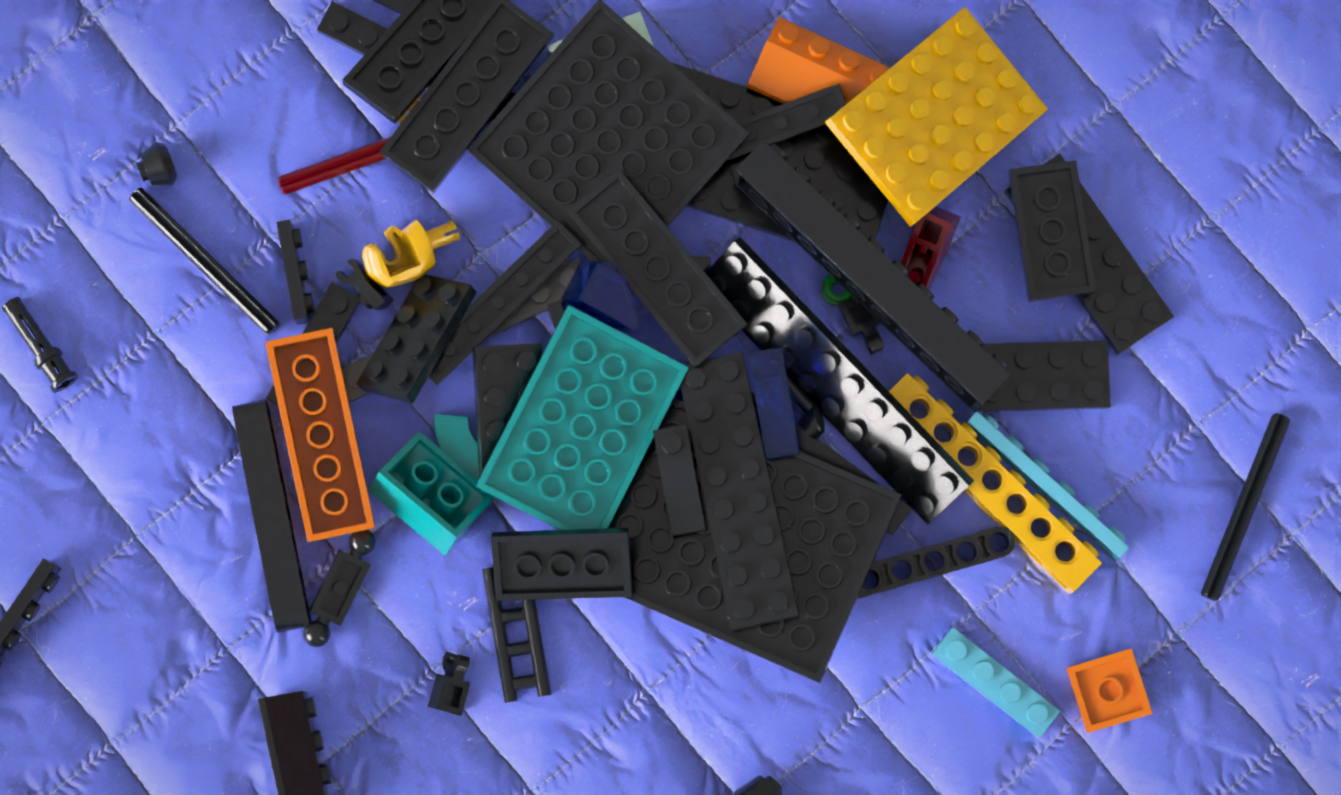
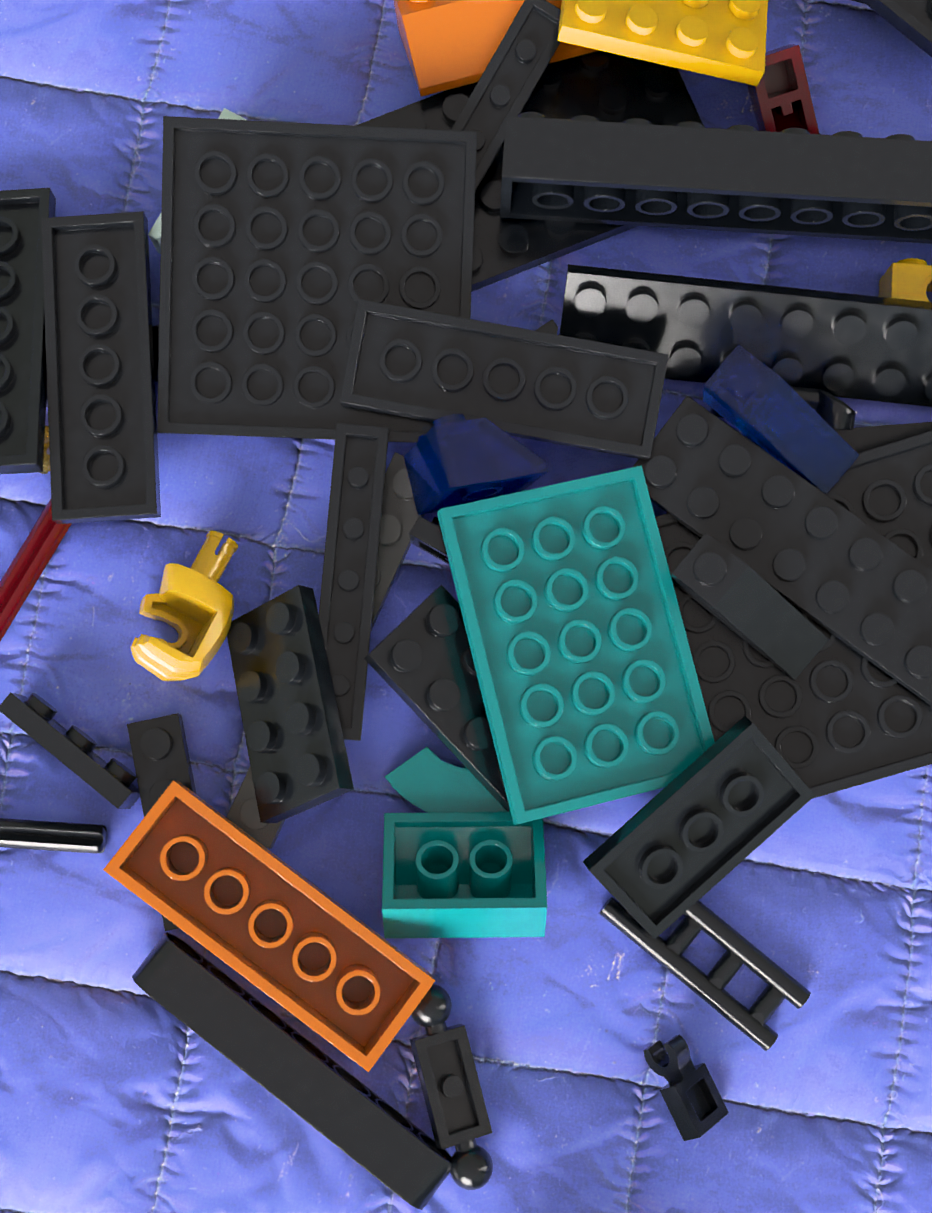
camera: 35 degrees left, 0 degrees up
(370, 293) = (185, 698): black plate -> none
(829, 296) = (717, 257): green plate -> none
(861, 321) = (779, 253): black plate -> none

